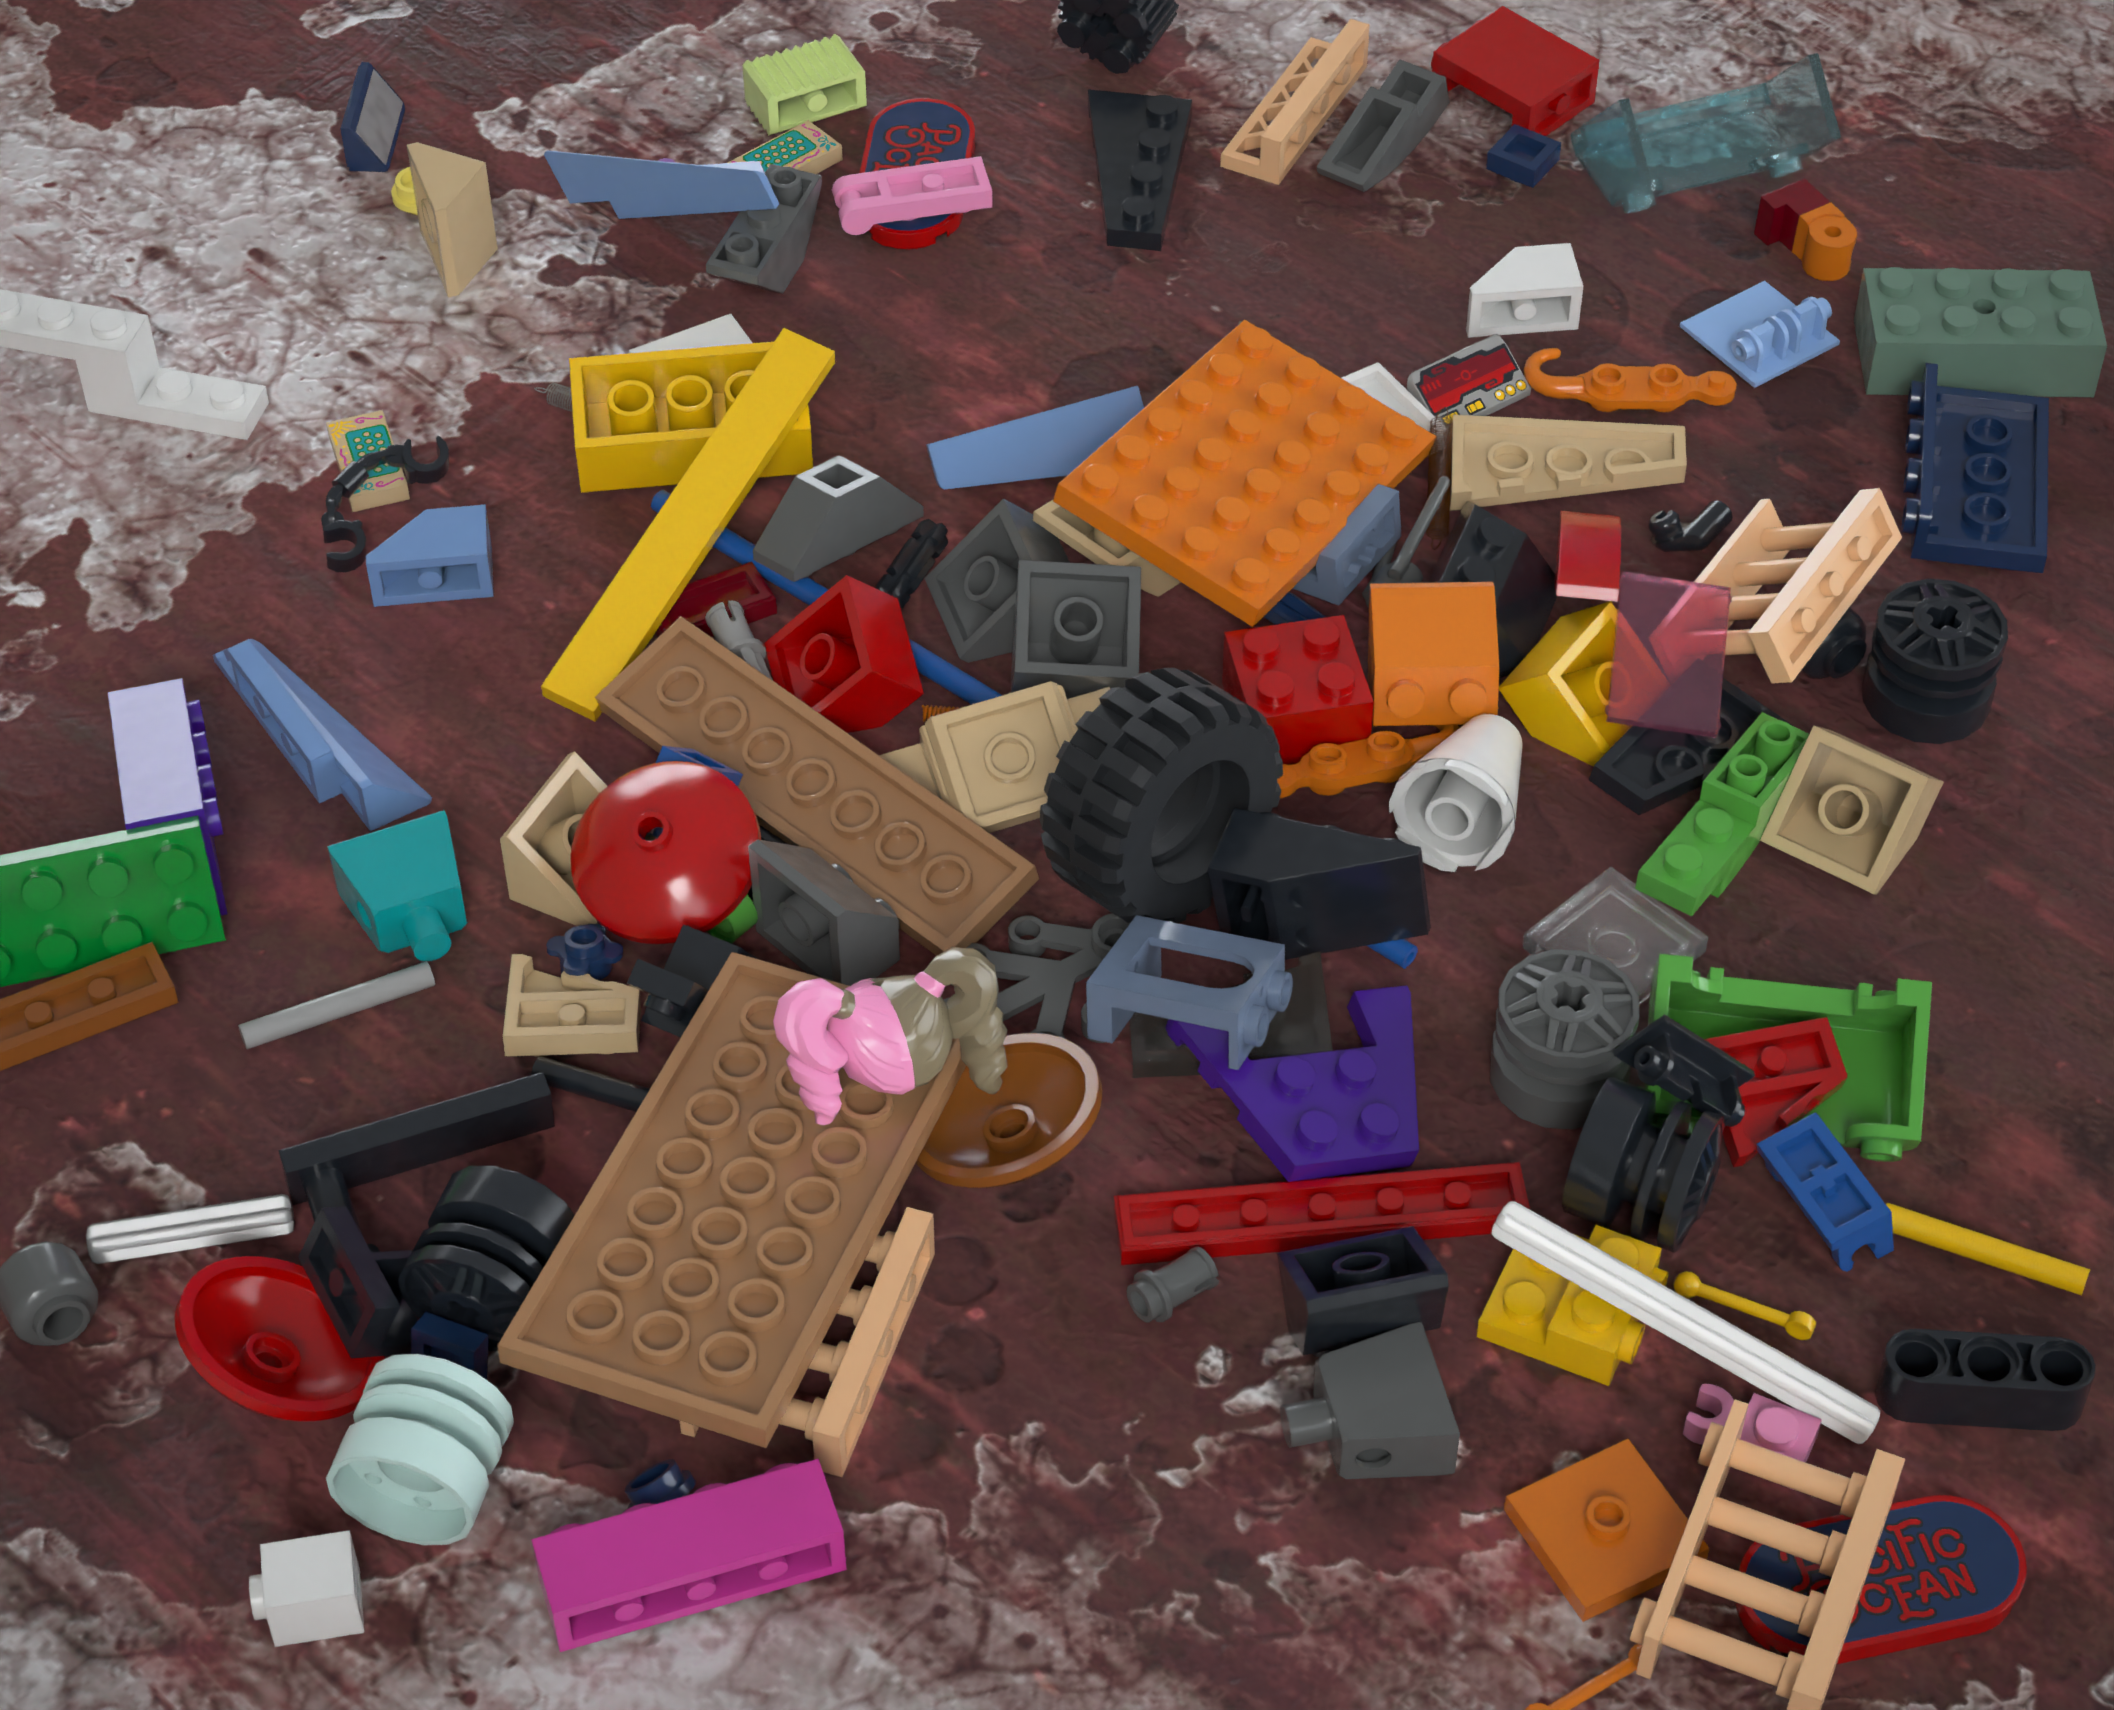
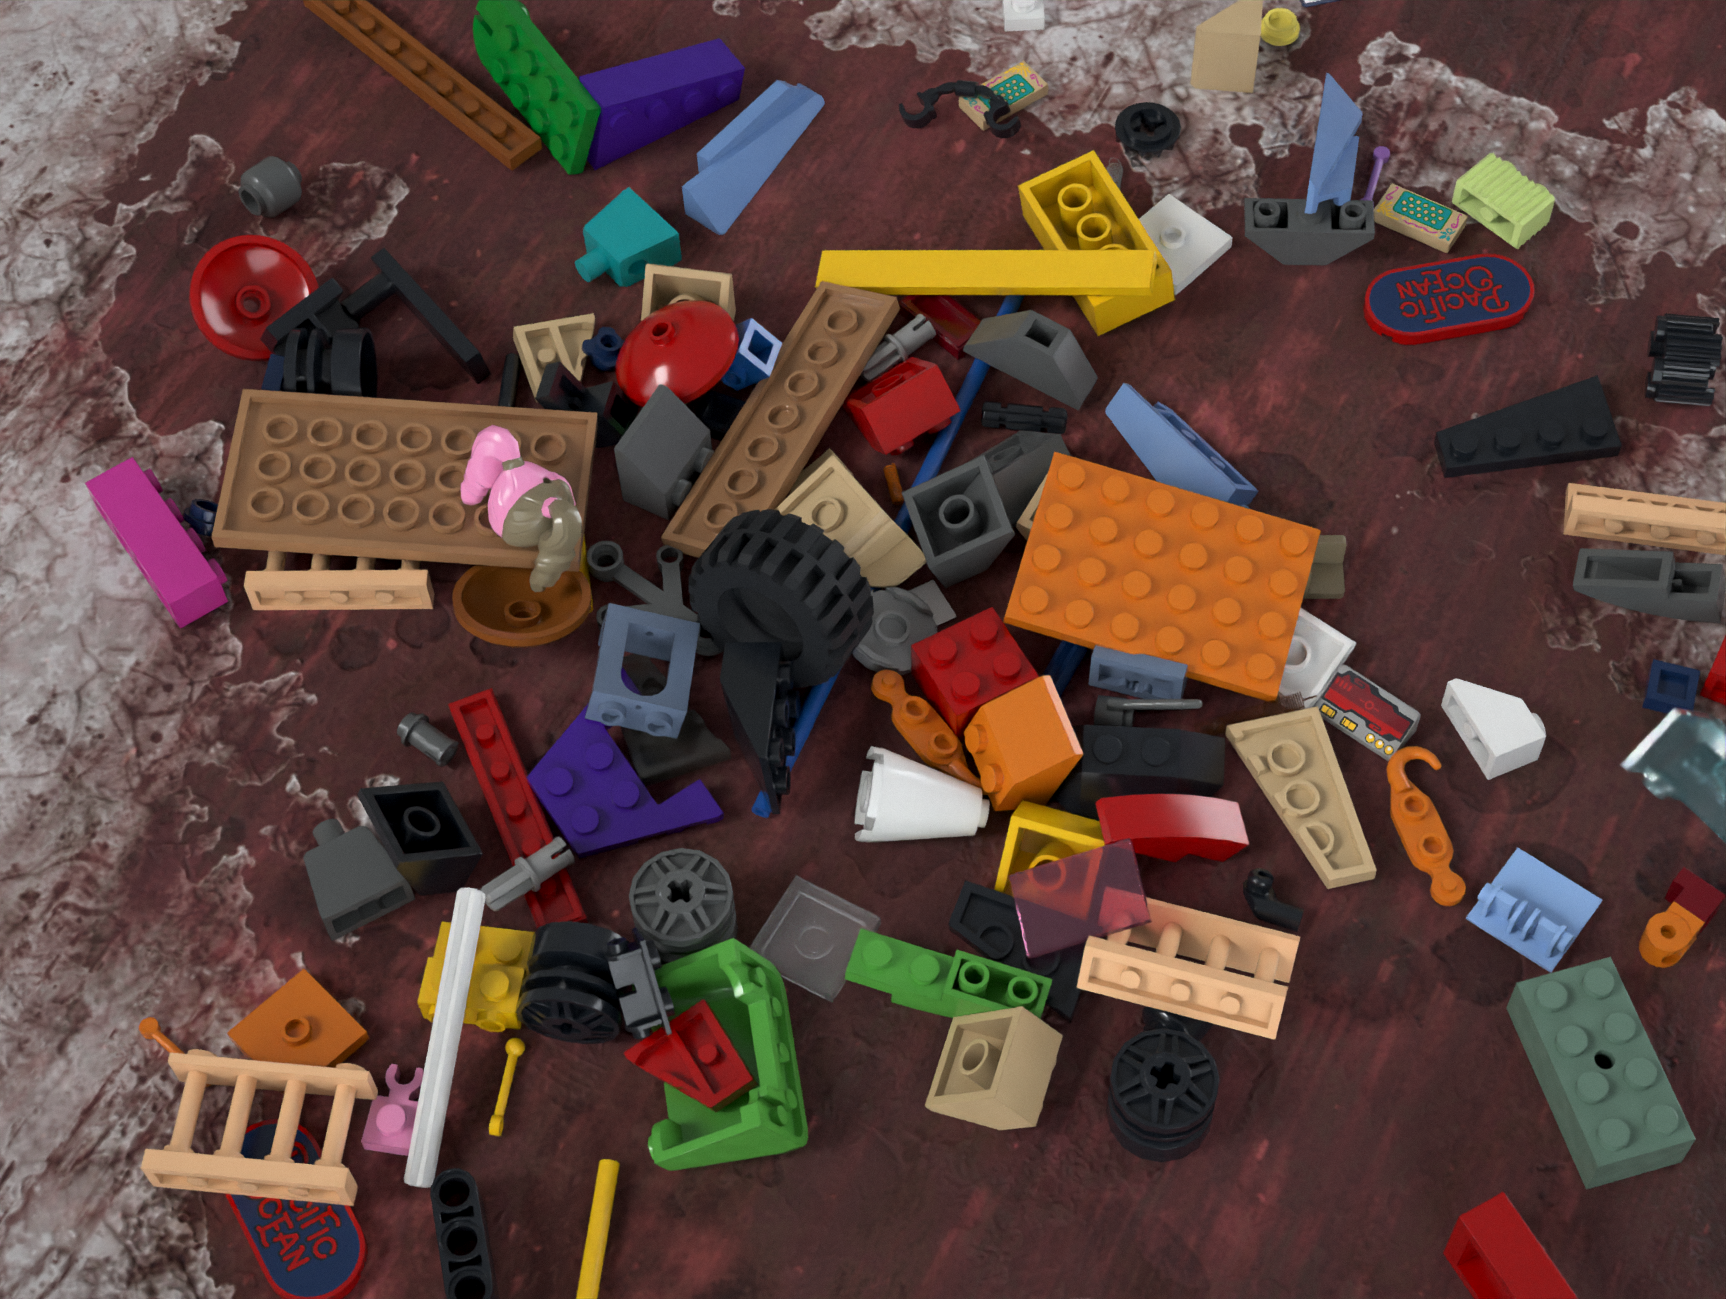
camera: 75 degrees right, 10 degrees up
(190, 1229) = (344, 236): axle -> none
(308, 1589) = (104, 377): white brick -> none
(336, 1005) = (533, 245): light grey bar -> none
(420, 1449) = (182, 388): light aqua wheel -> none
(434, 559) = (919, 159): medium blue slope -> none
(490, 338) = (1156, 119): none -> black gear
(911, 193) = (1401, 298): bright pink plate -> none
(1449, 1193) = (526, 875): none -> light grey axle
(1829, 1189) = (603, 1115): blue hinge -> none
(1976, 476) = (1420, 1099): dark blue bracket -> none

